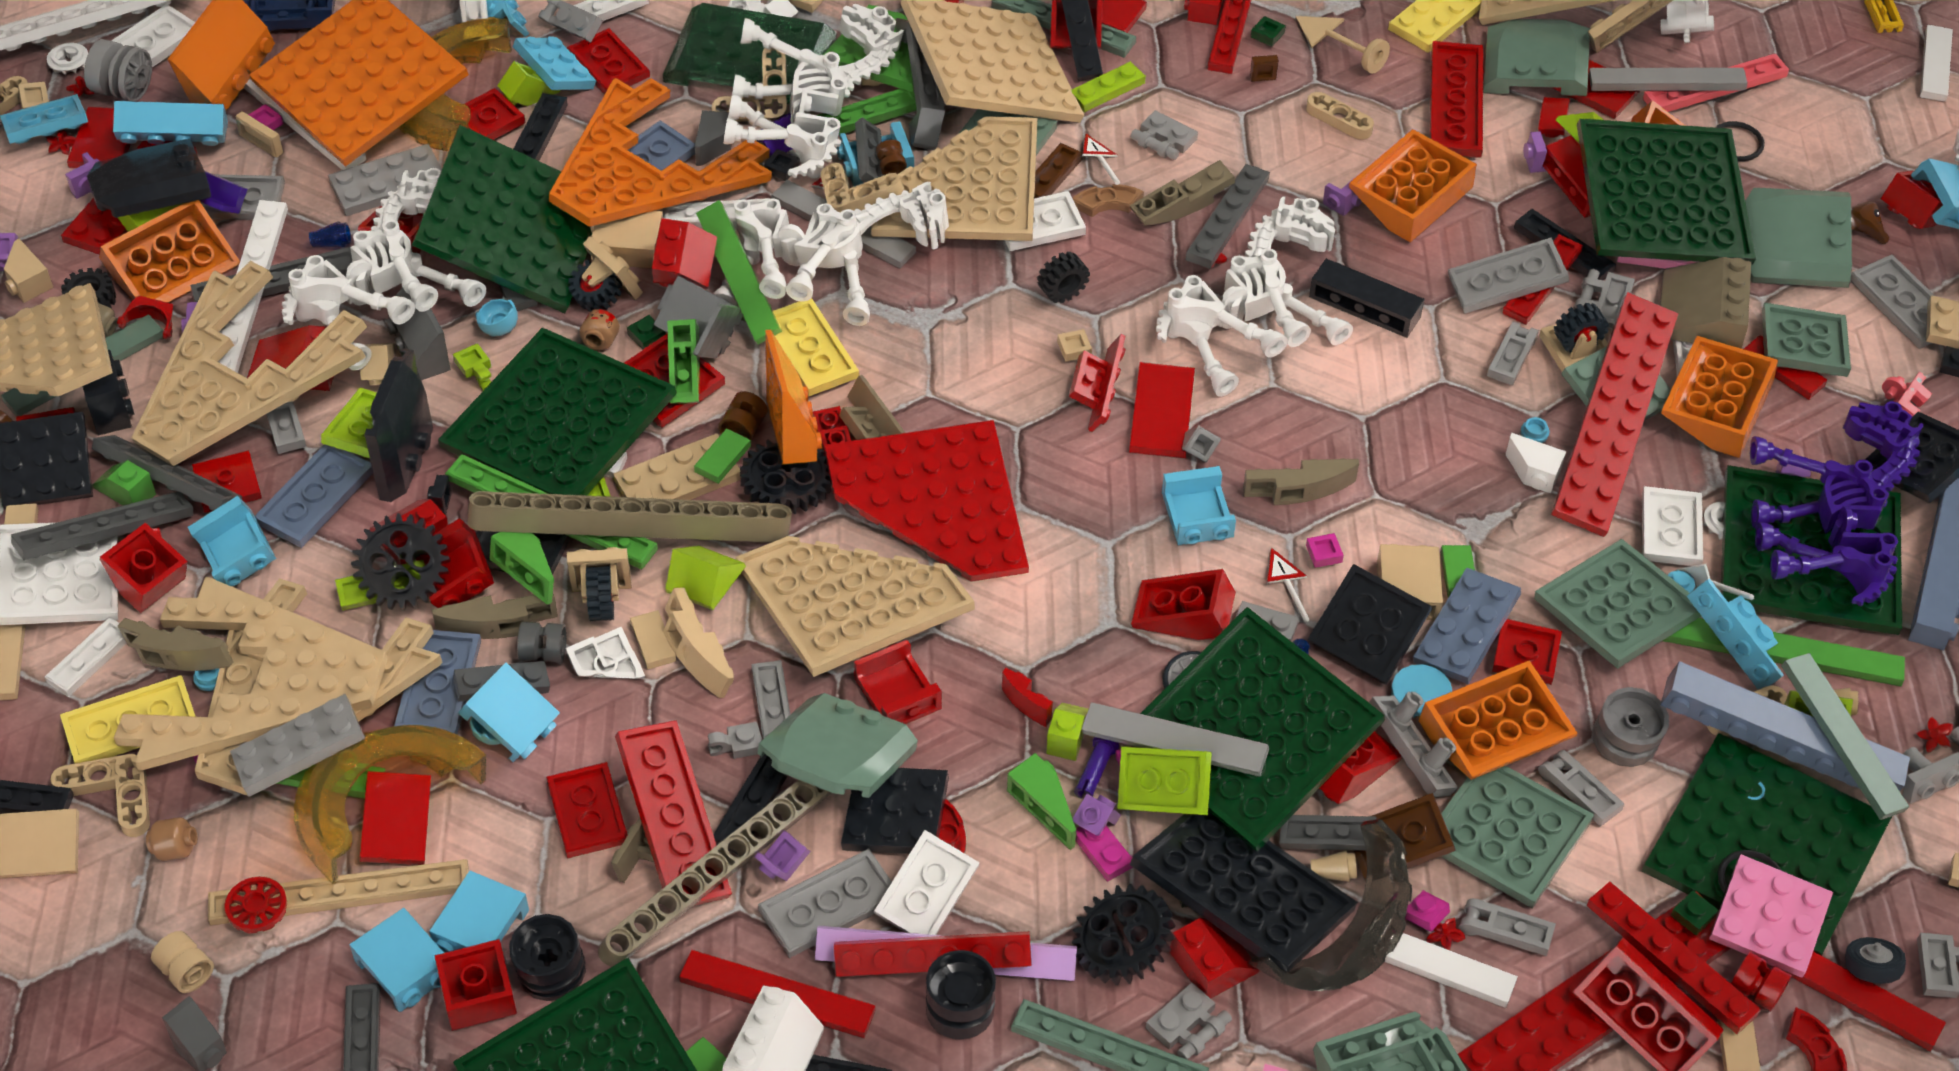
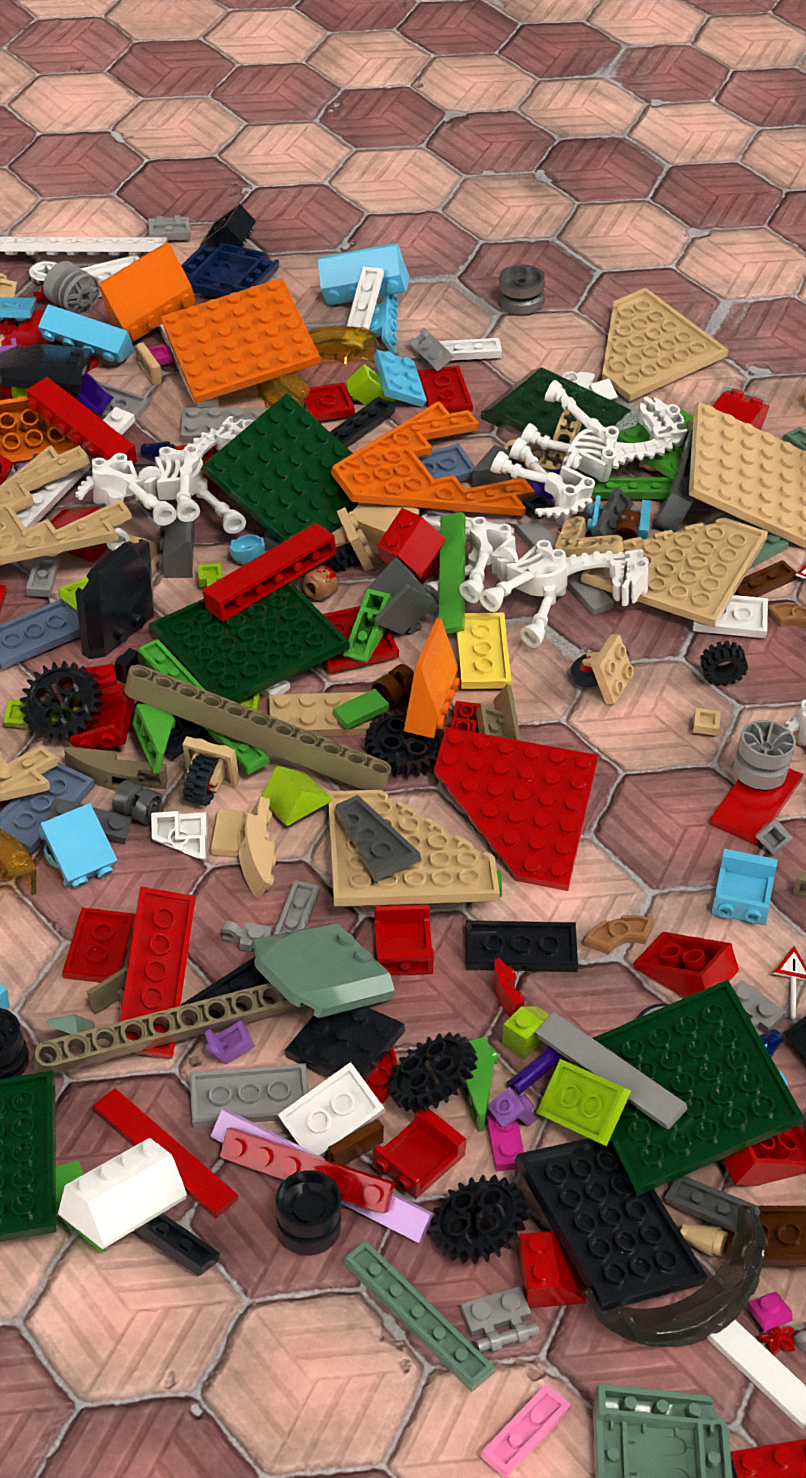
camera: 25 degrees right, 5 degrees down
(233, 234) = (77, 422): none -> red brick
(544, 337) = (269, 572): none -> red brick
(620, 903) = (71, 1023): none -> sand green slope
(645, 332) = (355, 595): dark green plate -> none
(820, 591) = (375, 839): none -> dark grey wing
(946, 325) = (605, 668): none -> tan plate
(965, 907) = (357, 1143): none -> reddish brown tile
(992, 828) = (413, 1083): none -> black gear
(1016, 644) = (522, 945): none -> black tile
(1029, 891) = (420, 1153): none -> red panel
(1095, 381) = (705, 756): red bracket -> none
(1101, 595) = (616, 932): none -> medium nougat tile
(1155, 361) = (764, 754): none -> light grey wheel

